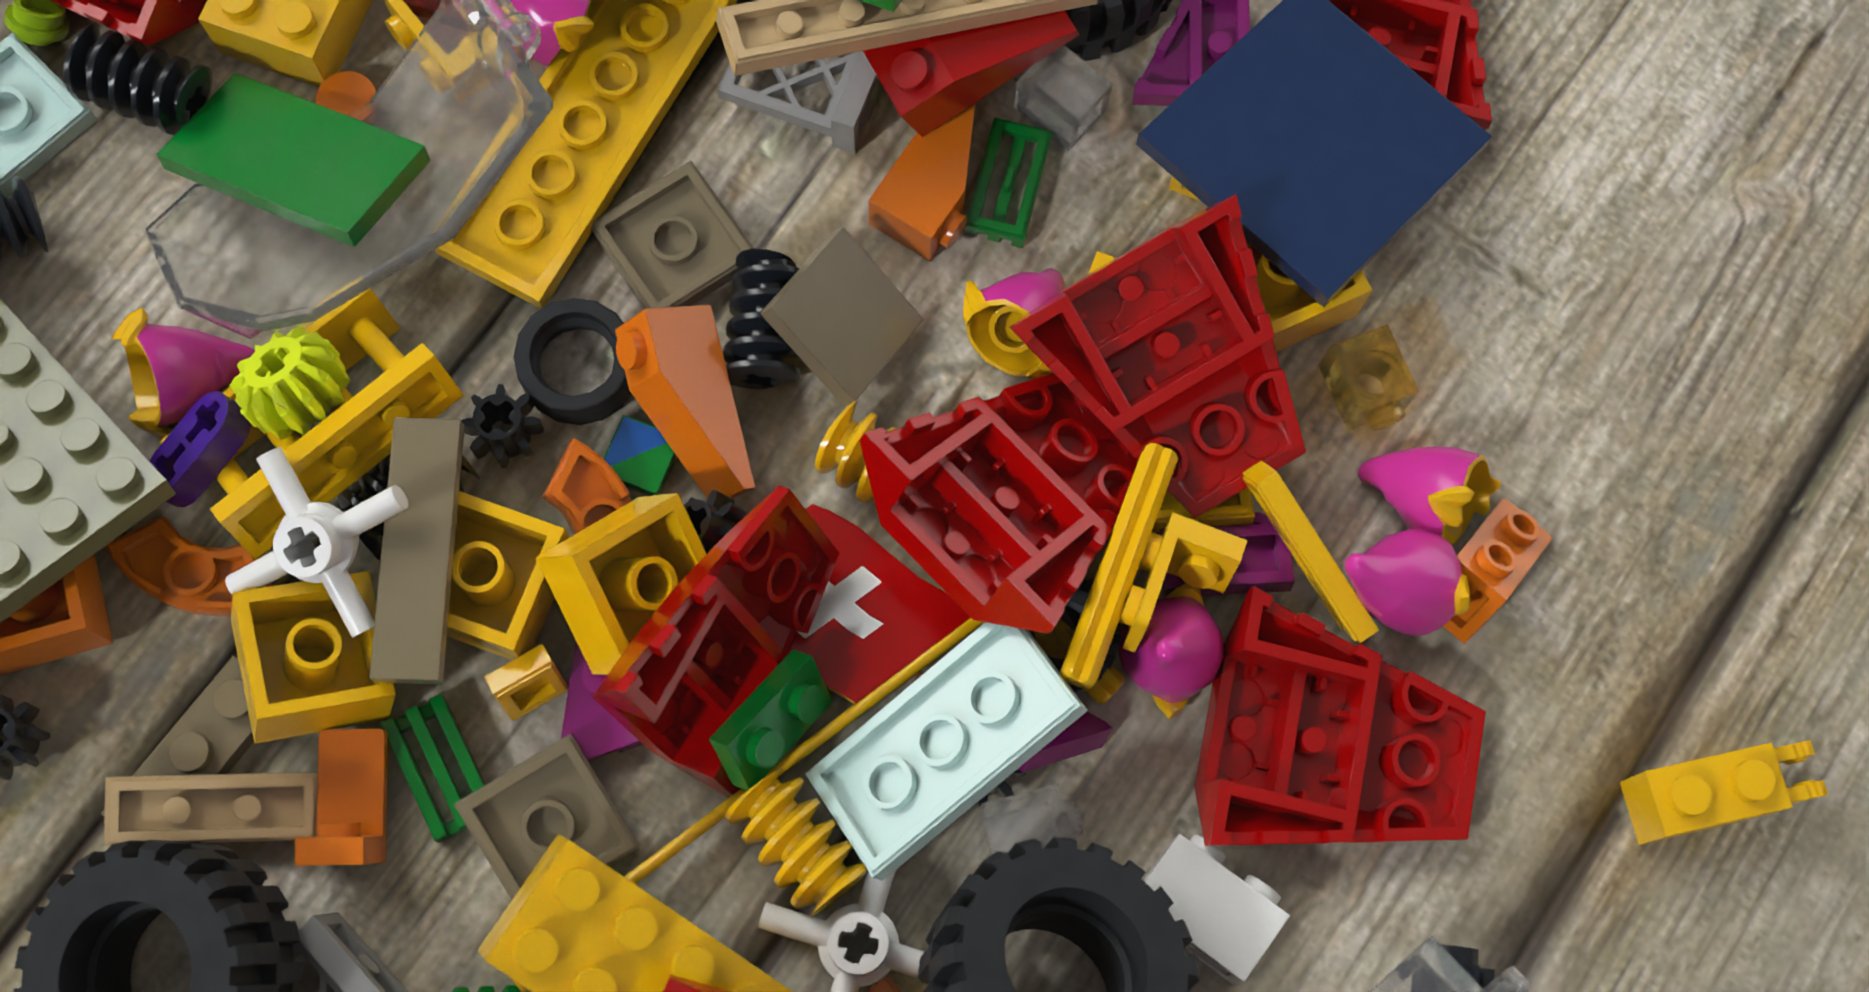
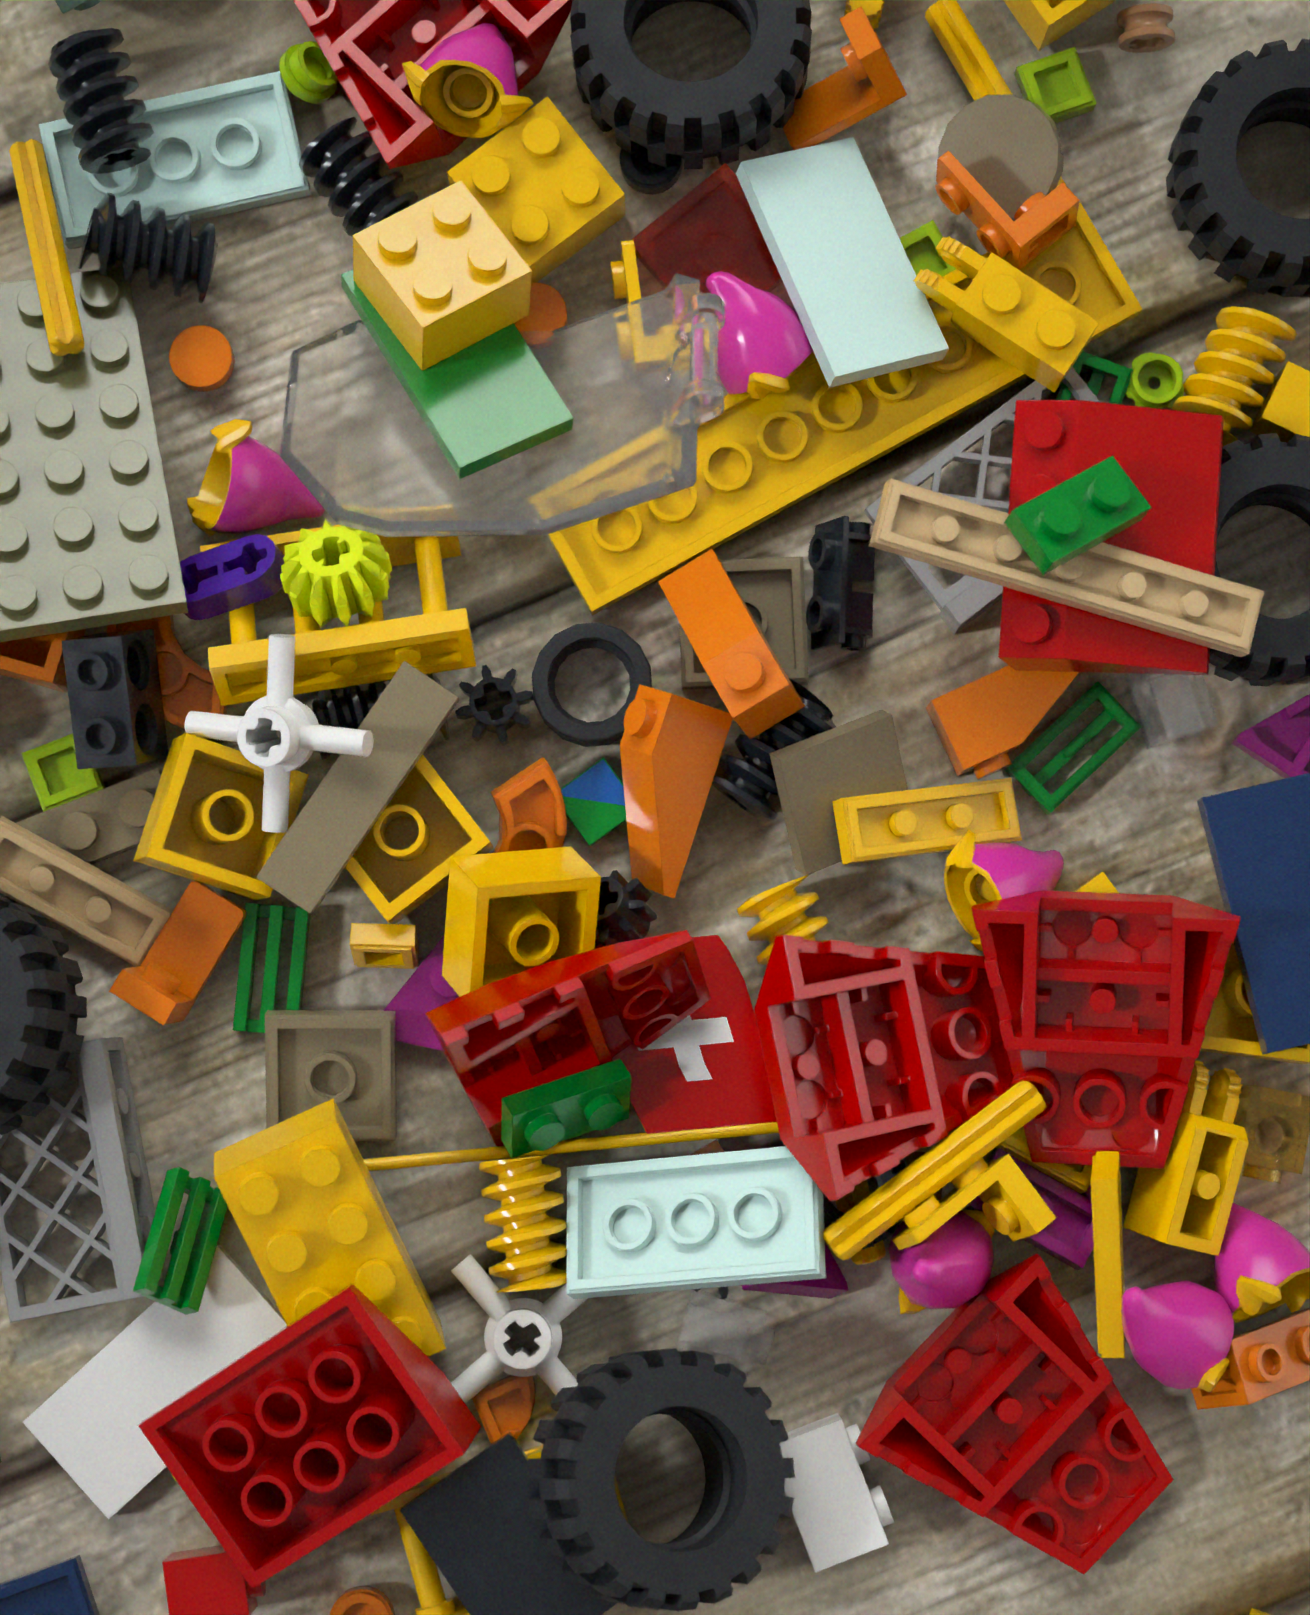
camera: 35 degrees right, 10 degrees up
(75, 297) = (201, 358): none -> orange tile
(146, 710) = (56, 773): none -> lime tile
(154, 612) = (115, 698): none -> black brick
(240, 98) = (441, 275): none -> yellow brick
(676, 250) = (730, 645): none -> orange slope
(722, 142) = (835, 612): none -> black hinge
(921, 301) = (925, 820): none -> yellow tile
(1343, 460) = (1195, 1191): none -> yellow hinge

